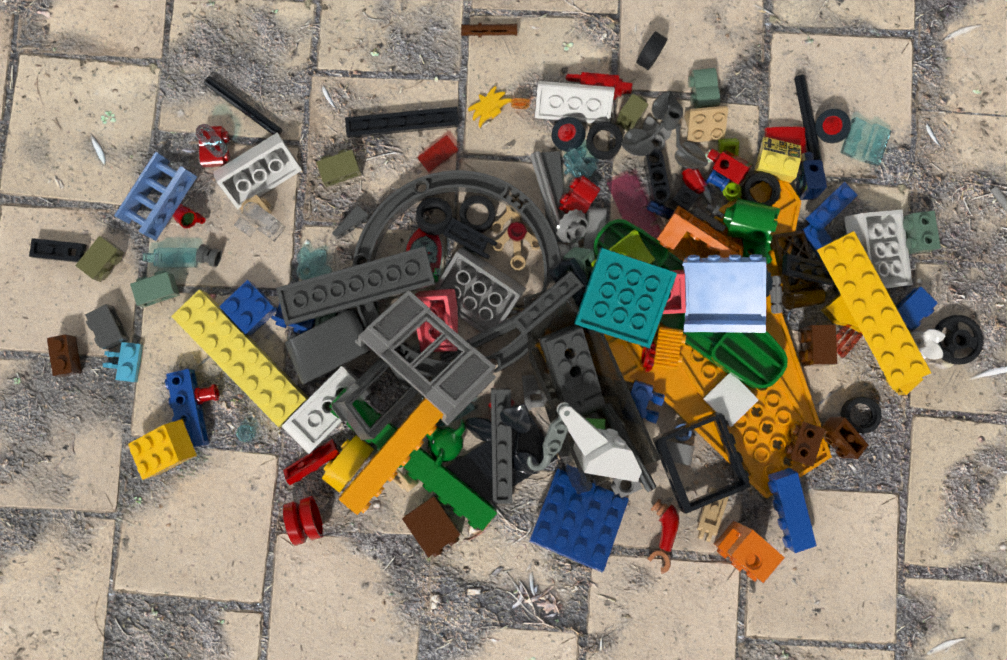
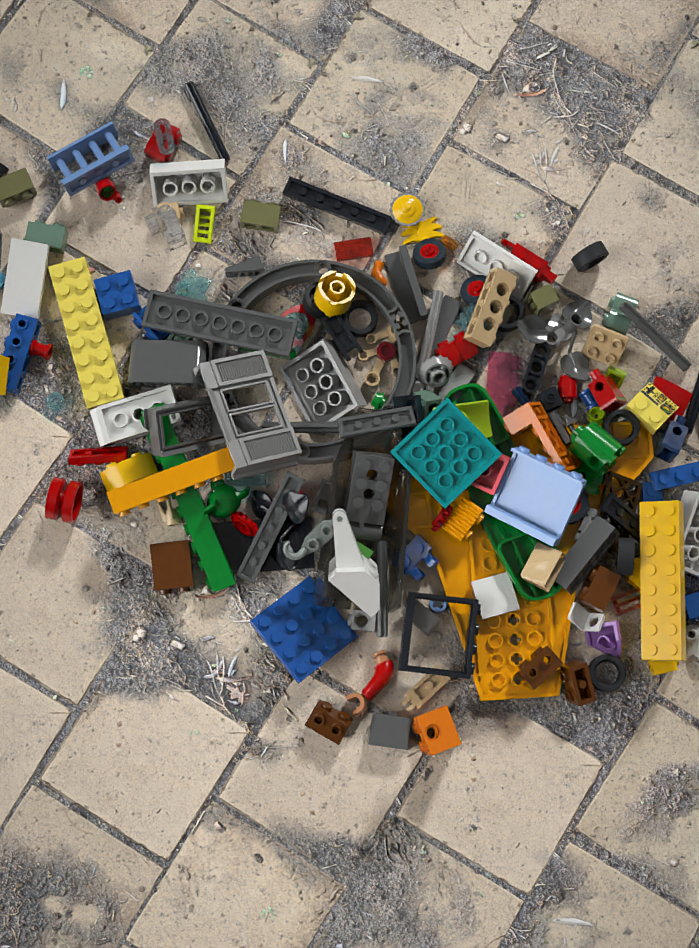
camera: 25 degrees right, 5 degrees down
(156, 337) = (25, 278): none -> white tile
(172, 257) = (76, 218): clear light blue hinge -> none
(208, 255) = (108, 233): dark grey wheel -> none
(291, 184) = (205, 208): none -> neon yellow slope
(444, 204) = (334, 293): none -> yellow brick
(444, 305) = (287, 382): coral slope -> none
(467, 92) = (407, 209): none -> yellow piece
(470, 165) = (376, 272): none -> orange arm
(476, 455) = (244, 524): none -> red gear
(488, 29) = (456, 165): reddish brown pin -> none
(501, 161) = (406, 284): none -> dark grey panel
(508, 123) = (429, 254): none -> black wheel
(536, 281) = (378, 401): none -> green plate
(584, 135) = (475, 331): none -> tan brick
(645, 589) = (329, 721): none -> reddish brown brick
(702, 568) = (389, 730): none -> dark grey torso
(746, 92) = (655, 336): none -> dark grey axle
(763, 353) = (543, 566): none -> tan piece
(792, 322) = (586, 553): none -> dark grey panel
(792, 510) = (496, 721): blue brick -> none
(815, 377) = (583, 619): none -> white bracket
(829, 305) = (625, 556): none -> black tyre
(843, 383) = (607, 639): none -> medium lavender slope

